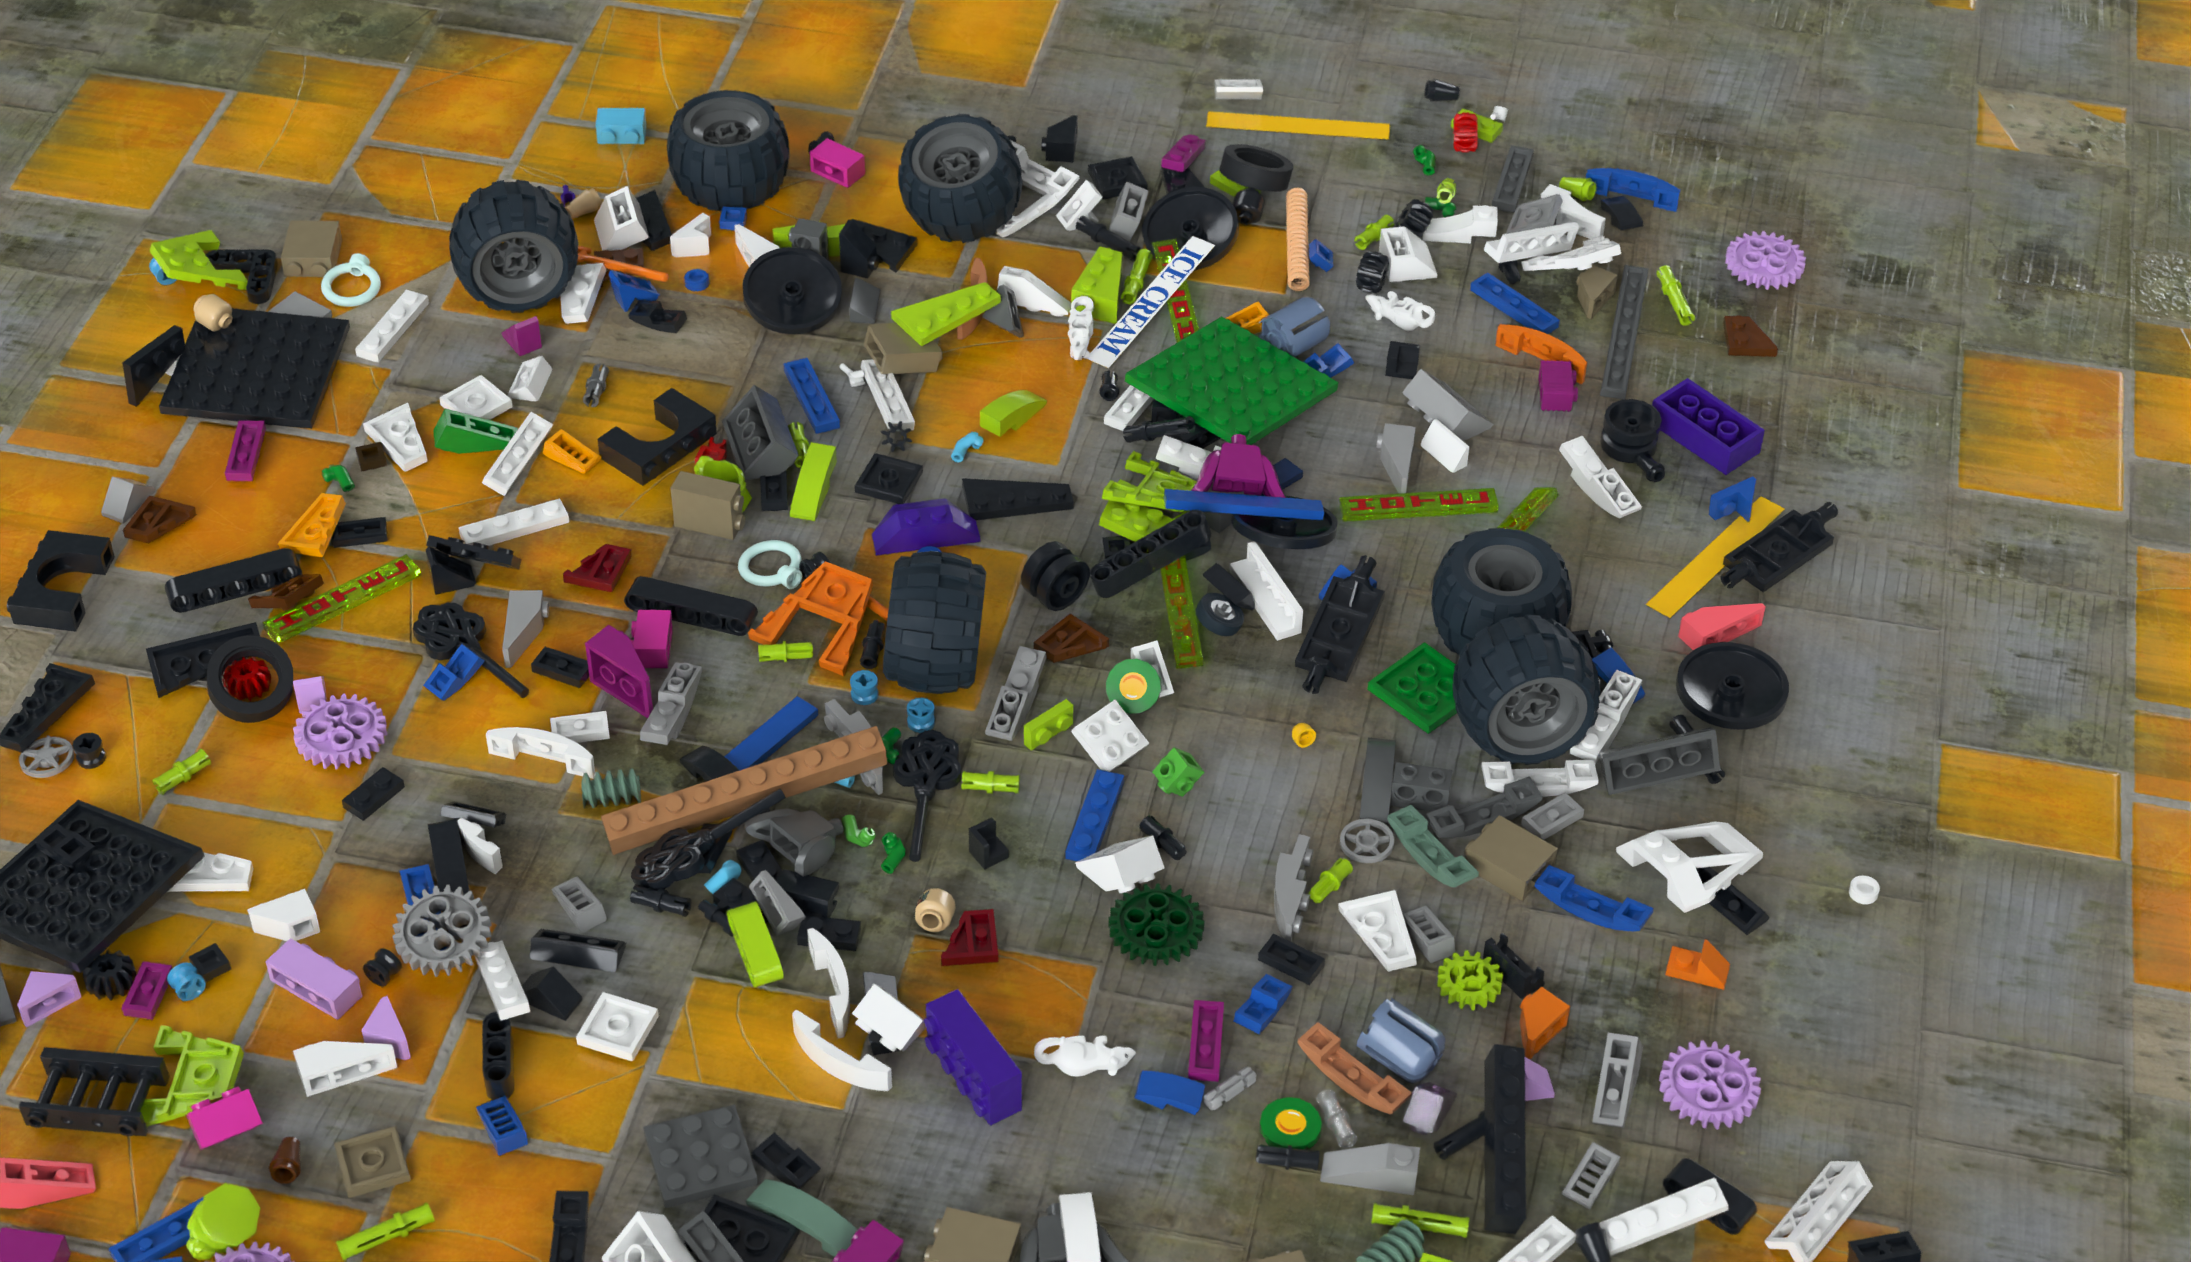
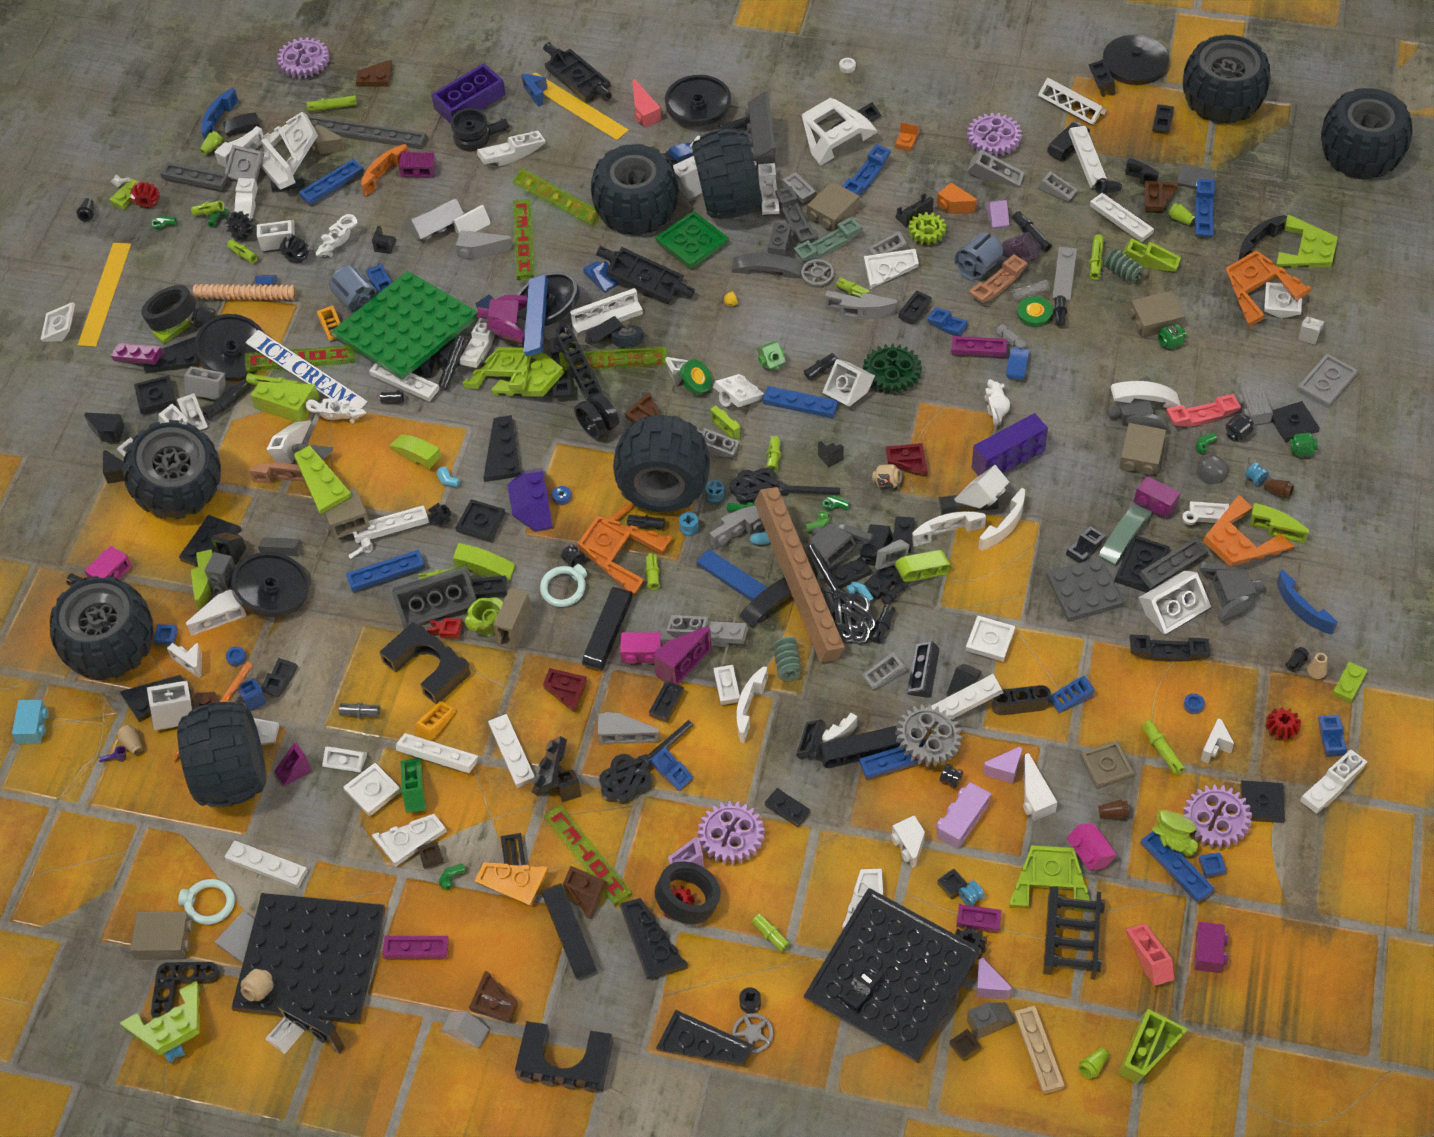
camera: 85 degrees left, 10 degrees up
(1505, 1139) = (1048, 212): black brick -> none

